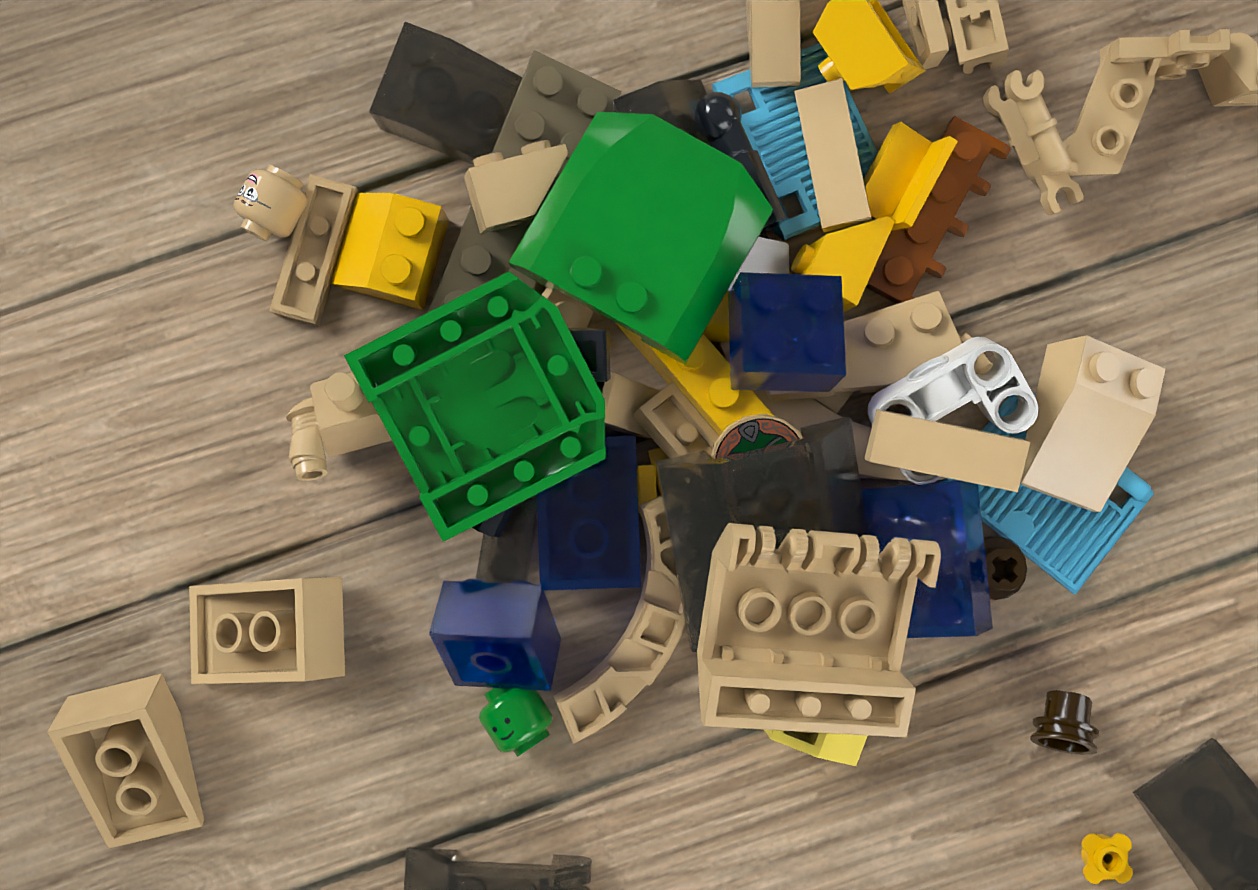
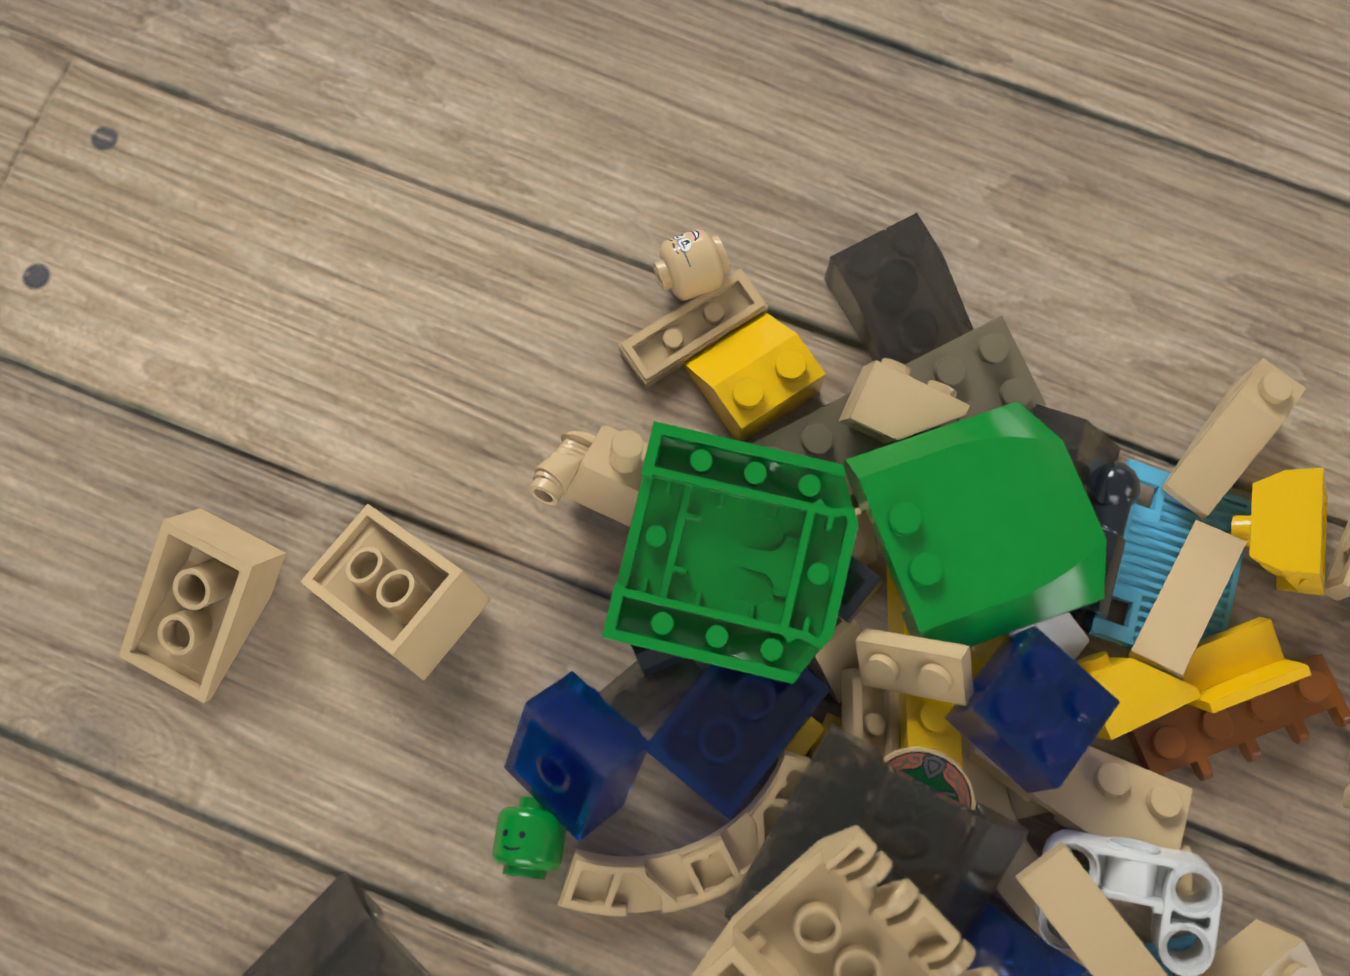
camera: 45 degrees right, 10 degrees down
(680, 371) = (915, 666): none -> tan plate

